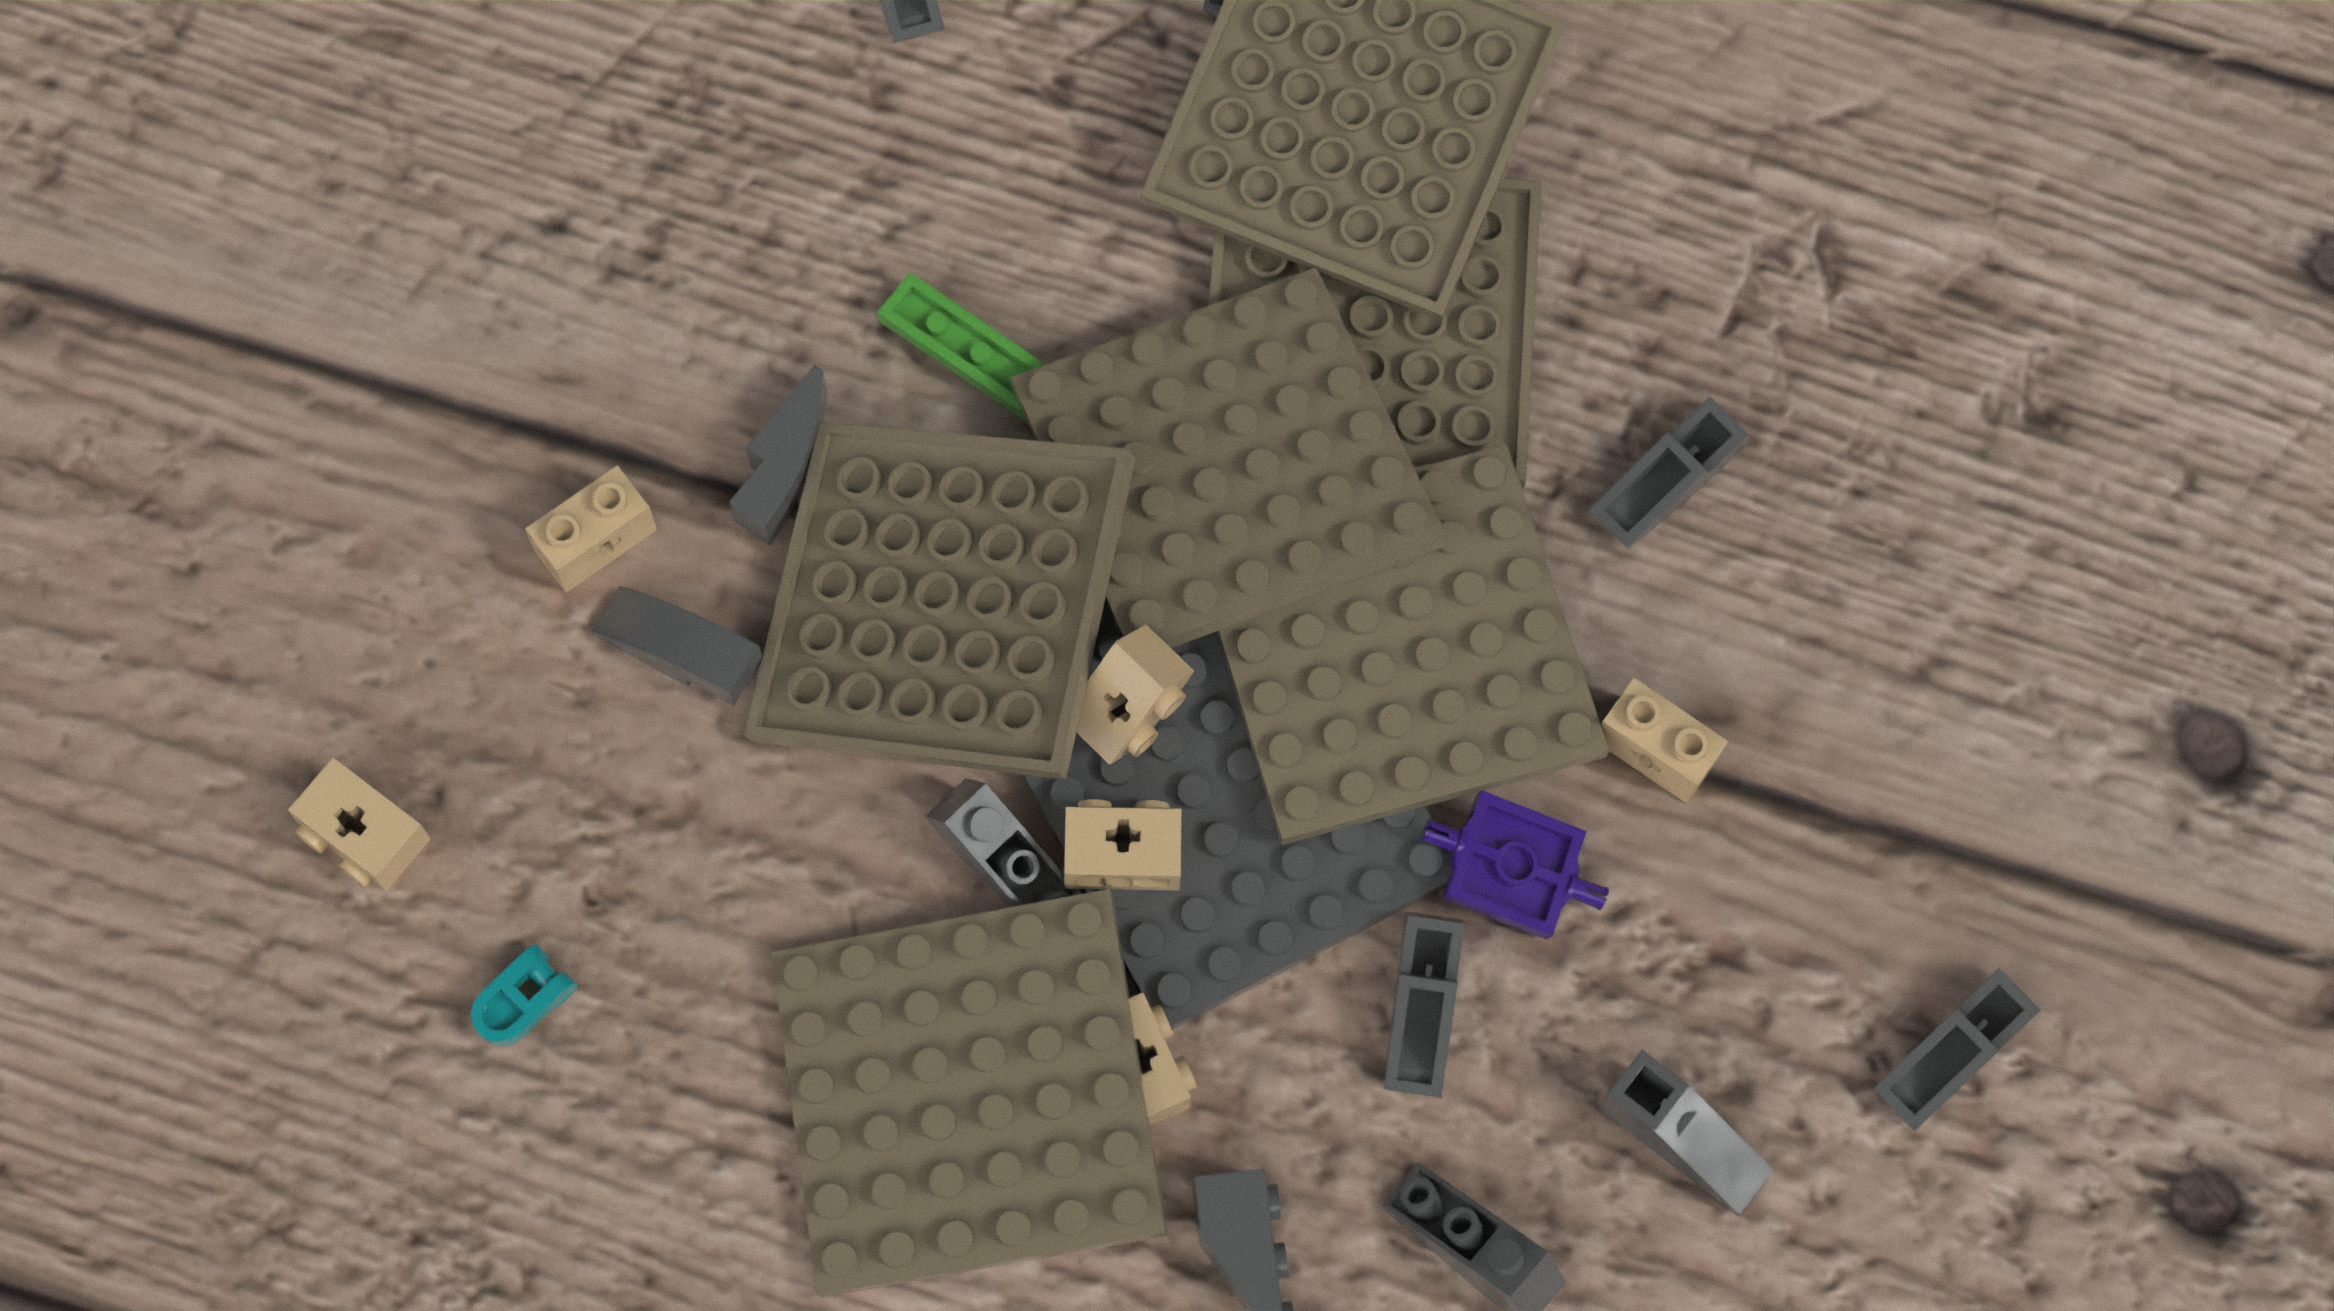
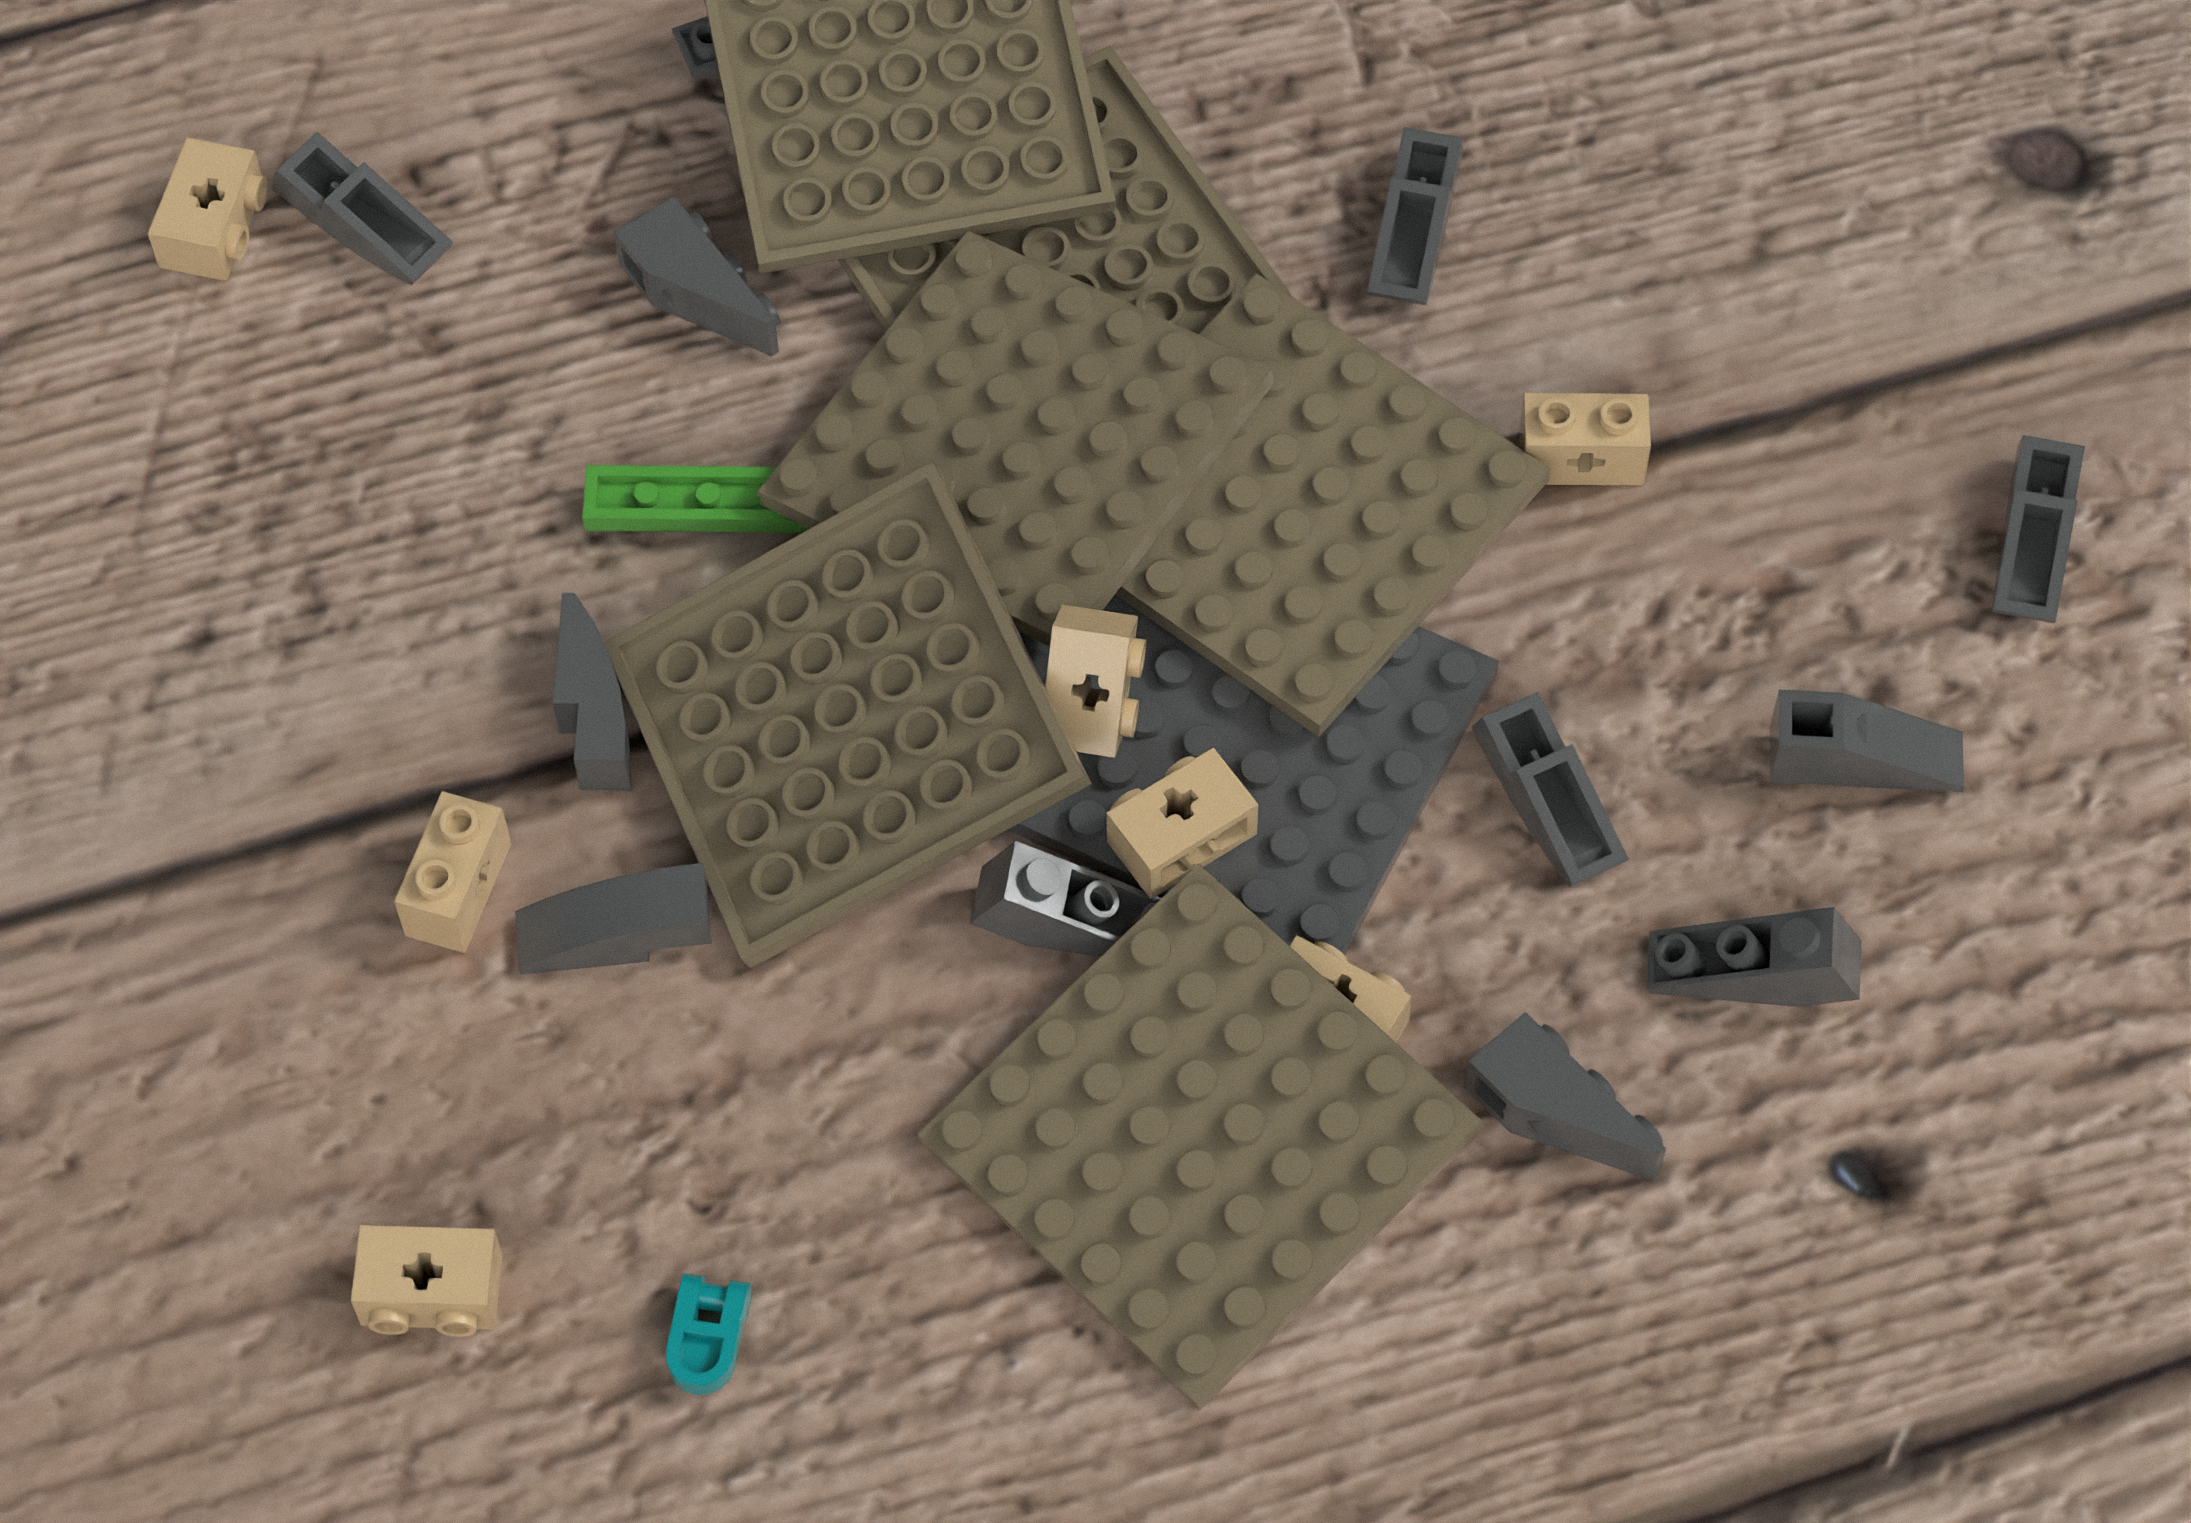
camera: 30 degrees left, 10 degrees down
(1091, 168) = (685, 274): none -> dark grey slope
(1514, 865) = (1538, 623): dark purple plate -> none

